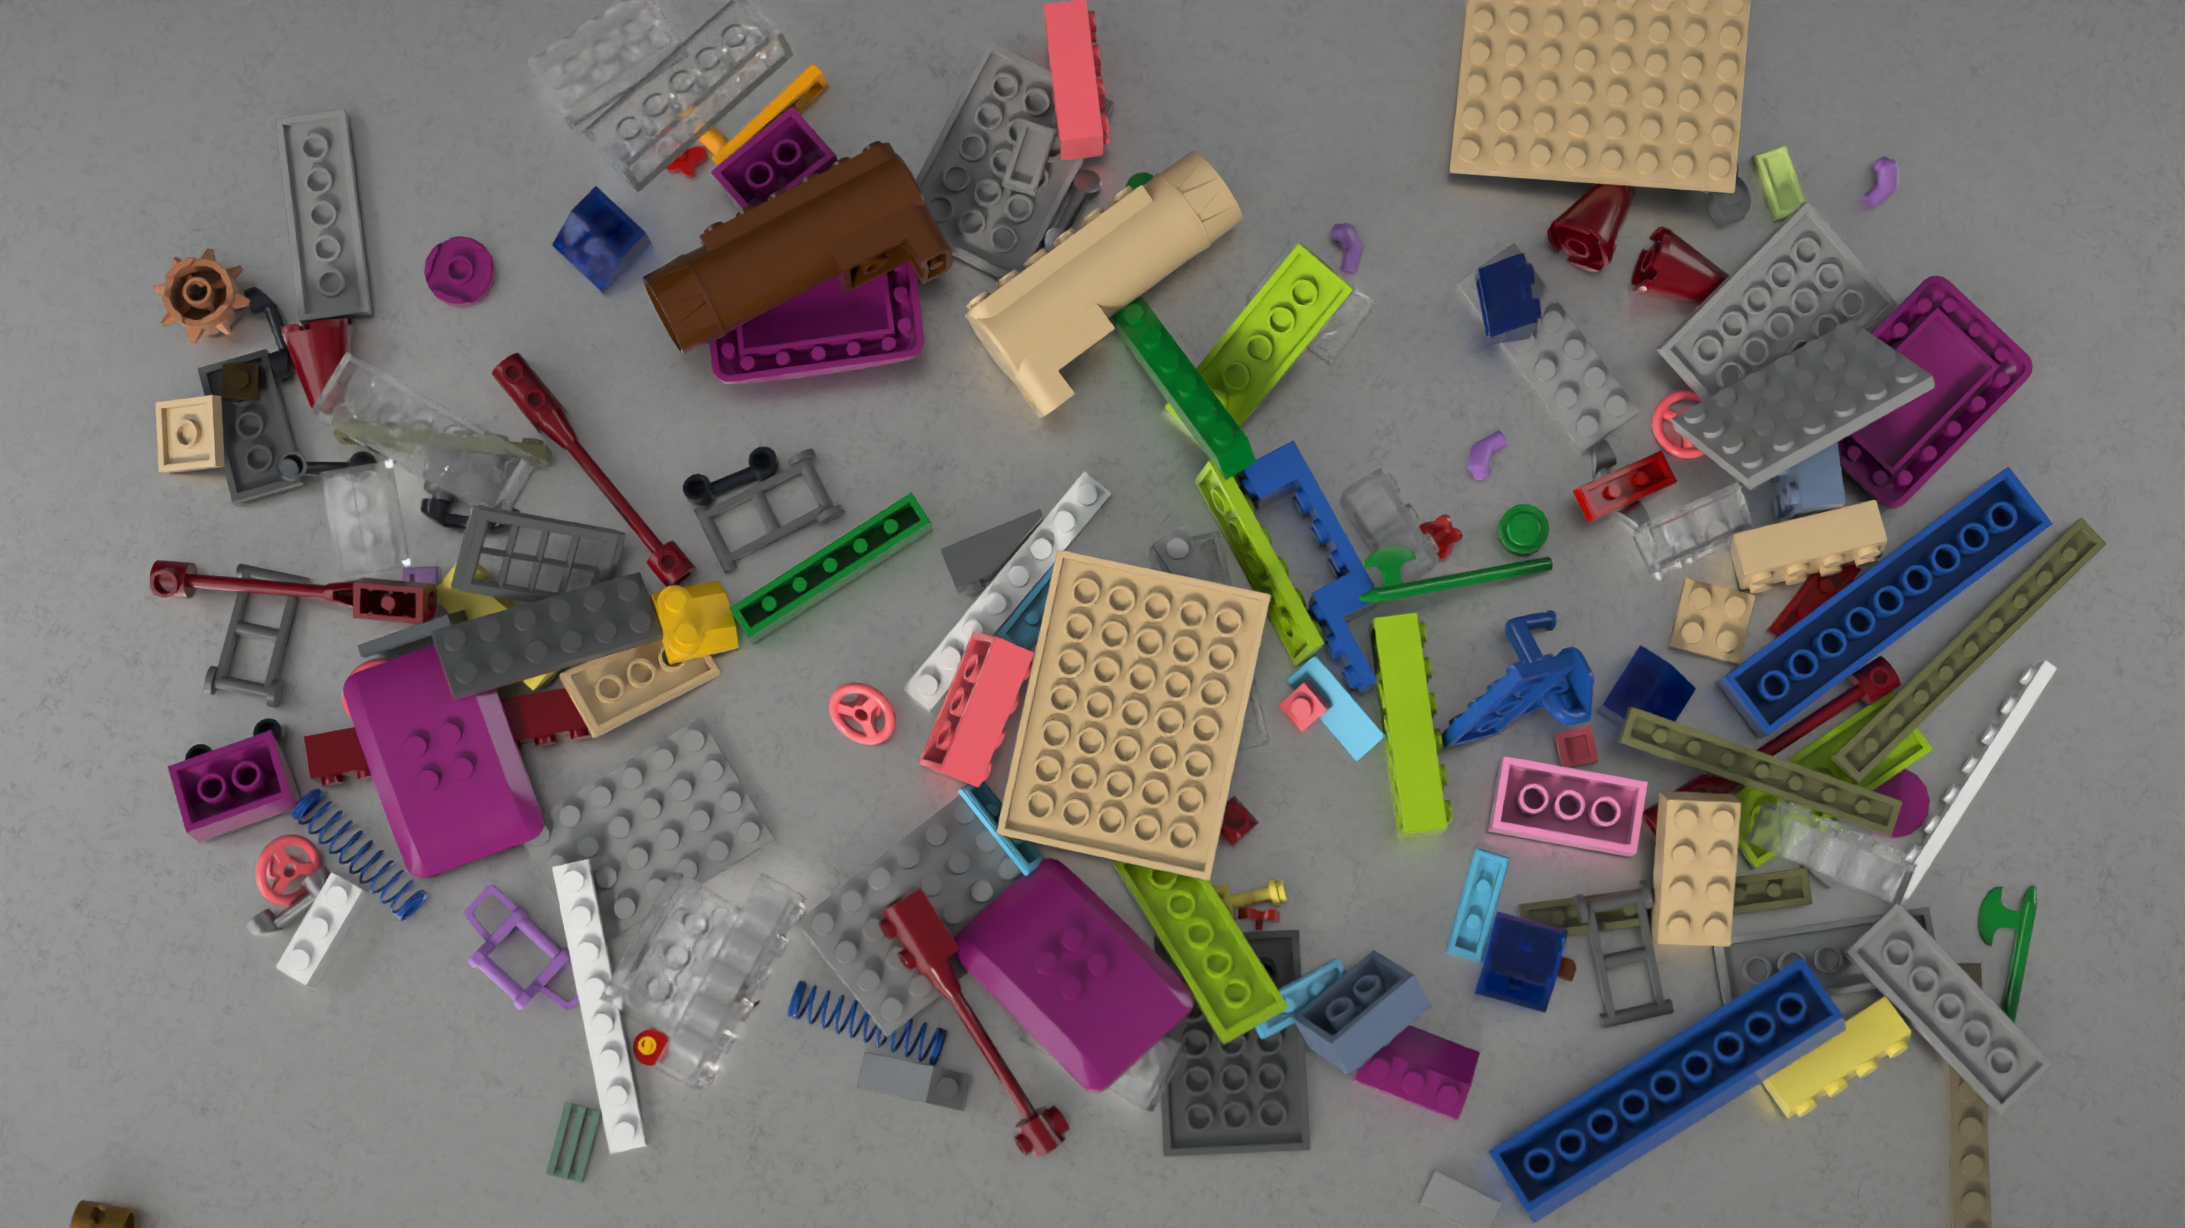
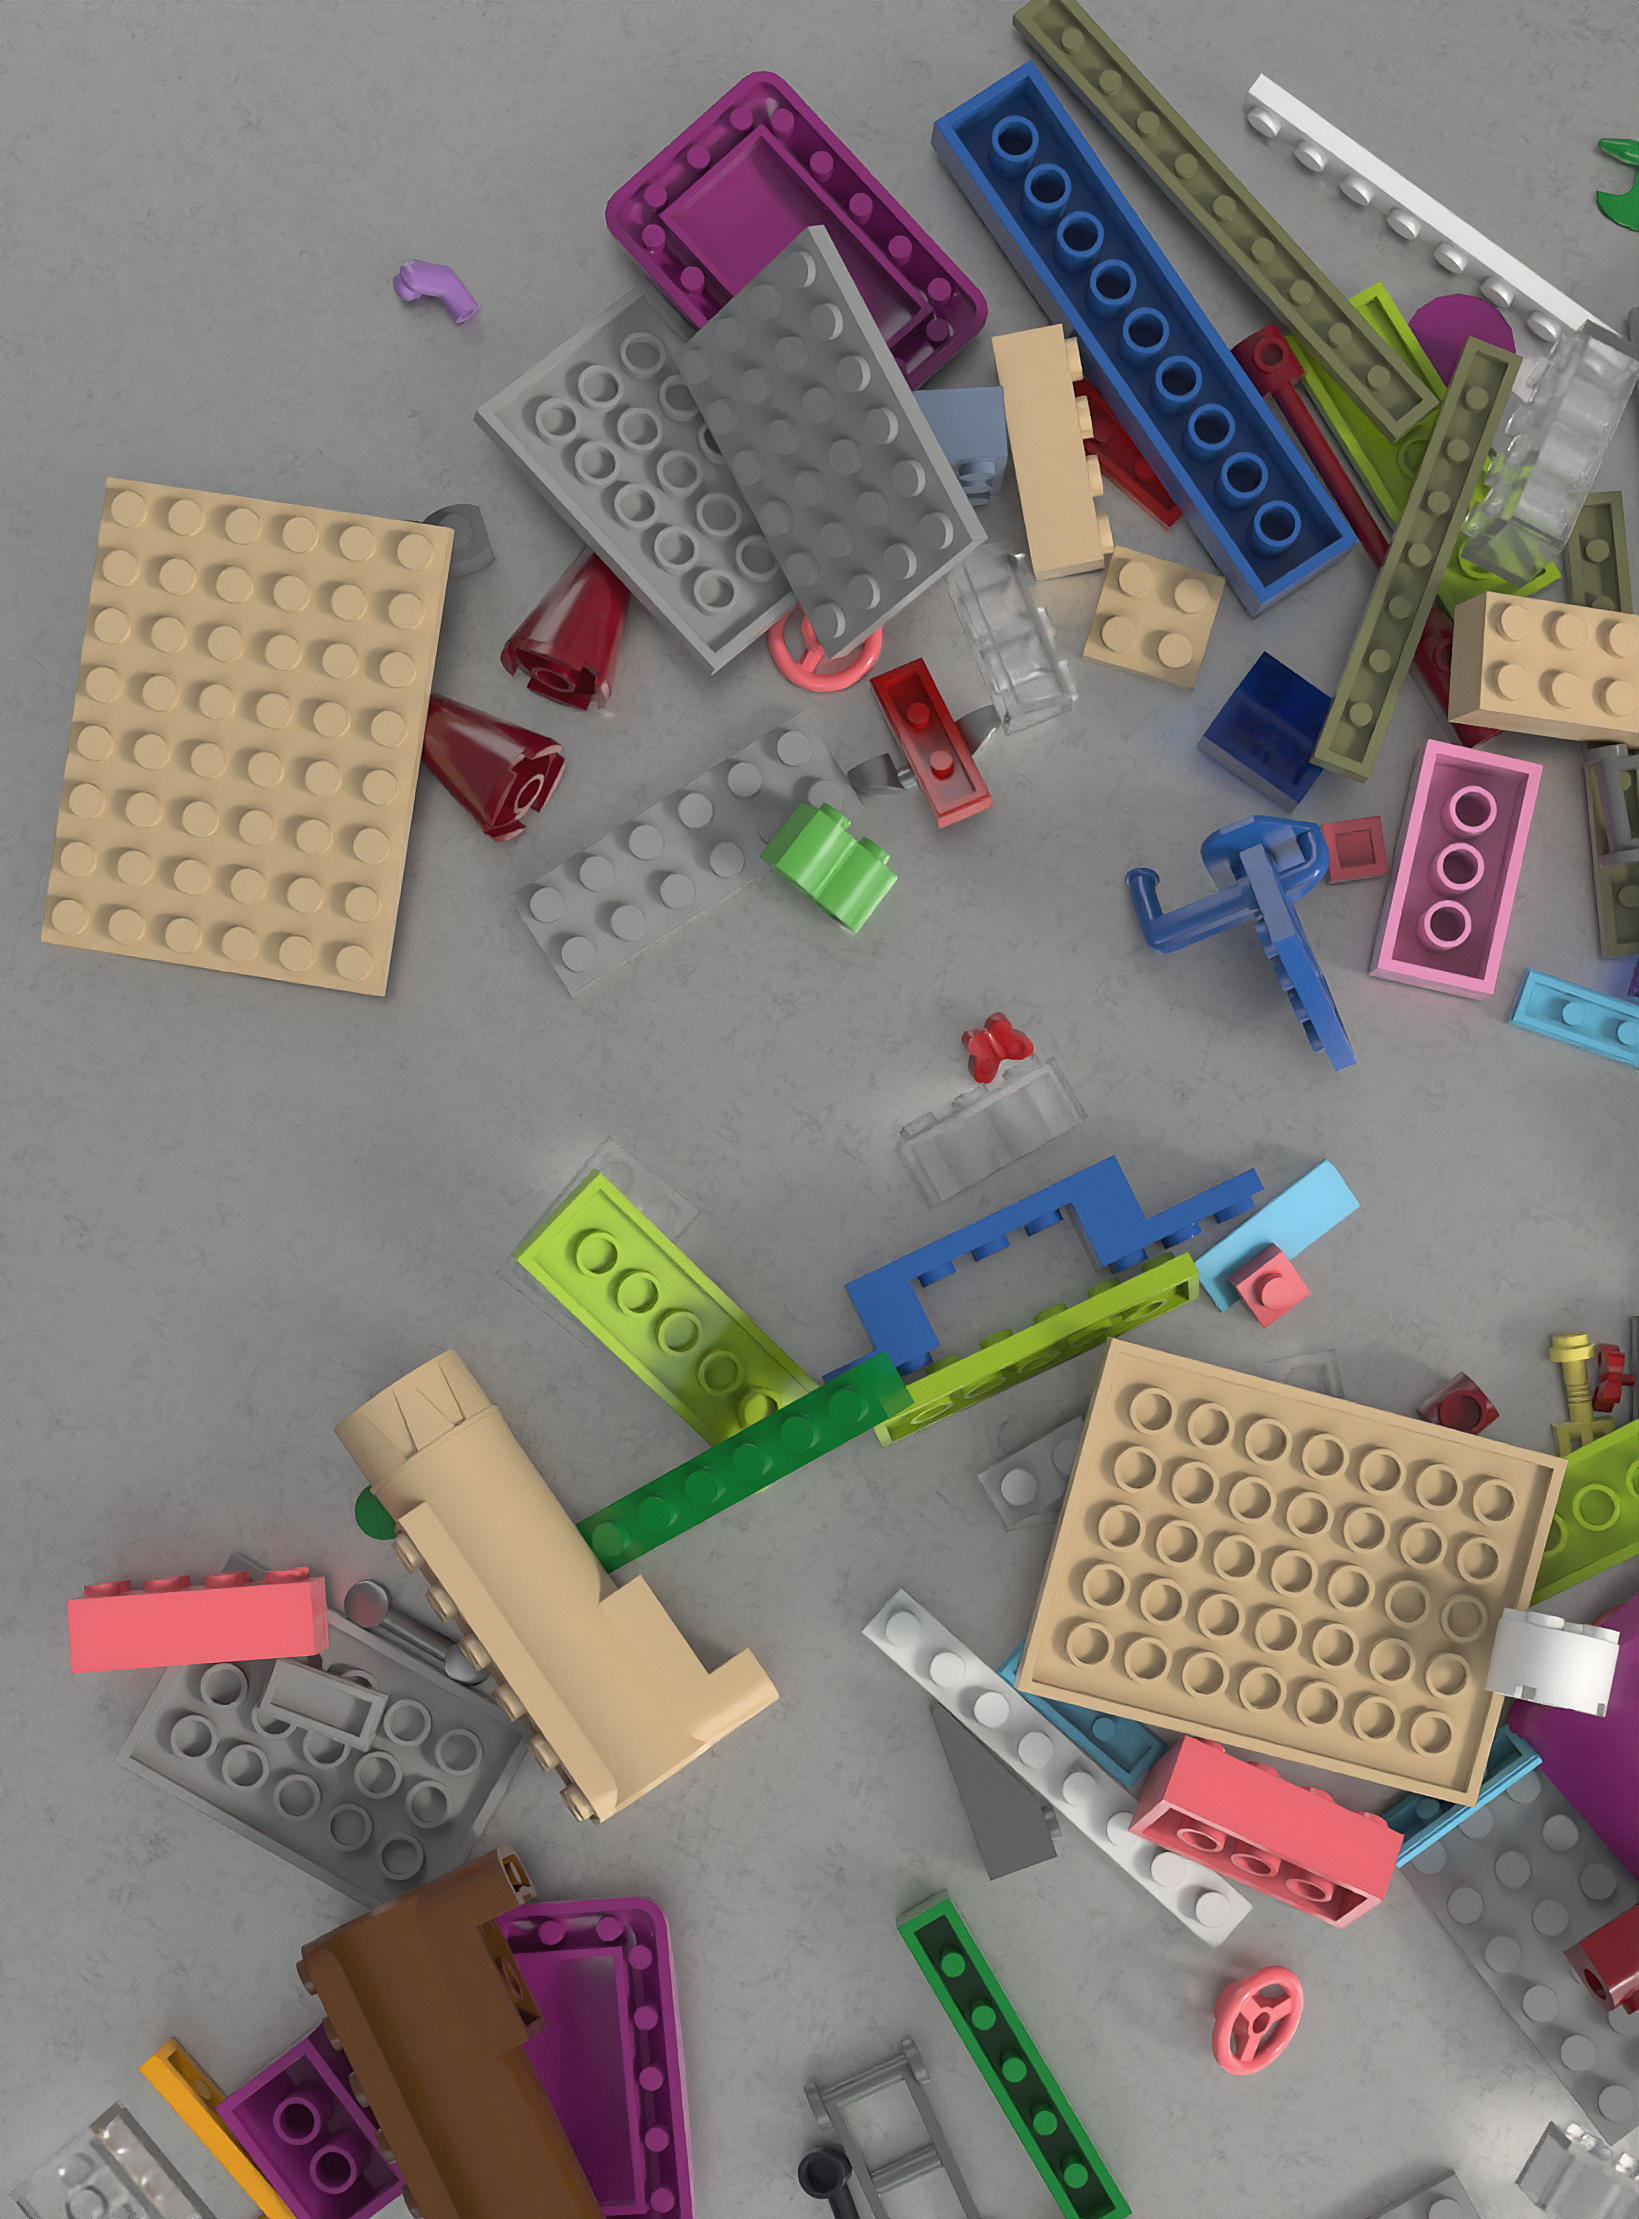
camera: 90 degrees left, 5 degrees up
(1086, 869) = (1553, 1661): none -> white brick
(1352, 244) = (496, 1165): medium lavender arm -> none
(1391, 558) = (1056, 1133): green piece -> none
(1408, 726) = (1320, 1119): lime brick -> none
(1481, 453) = (859, 972): medium lavender arm -> none
(1507, 300) = (617, 914): clear blue slope -> none
(1522, 530) = (993, 913): green wheel -> none
(1545, 428) = (830, 865): none -> bright green brick
(1778, 182) = (427, 455): yellowish green tile -> none

